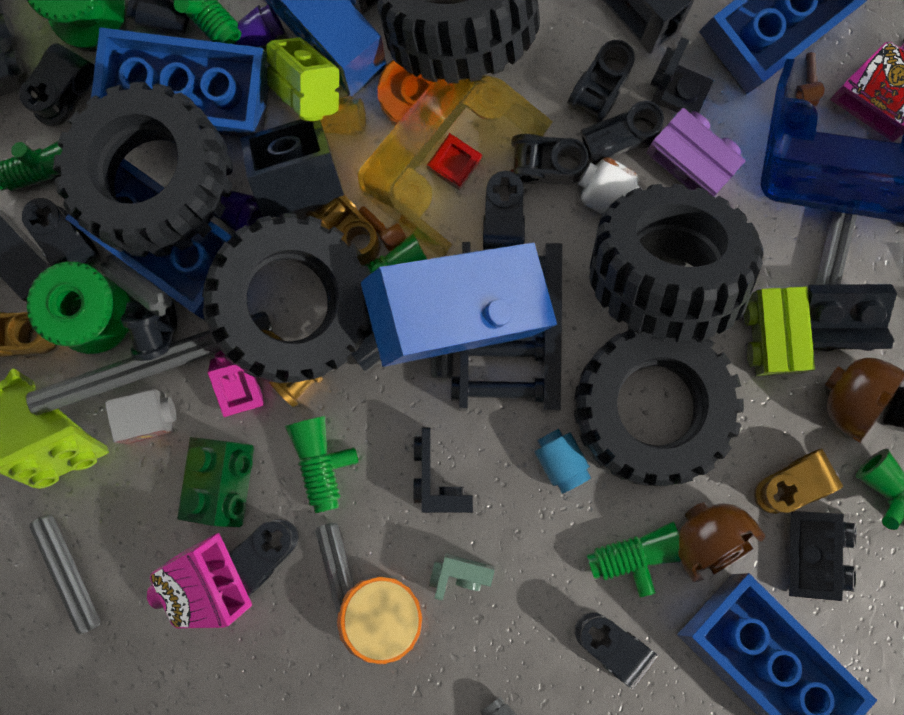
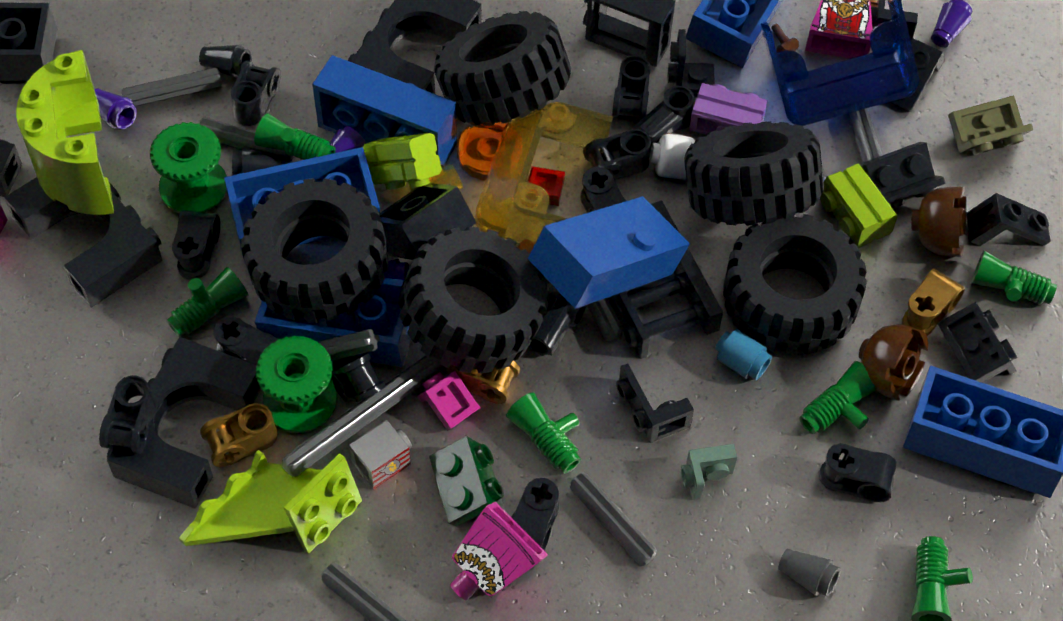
camera: 30 degrees left, 25 degrees down
(379, 620) = (659, 526): pearl gold tile -> none

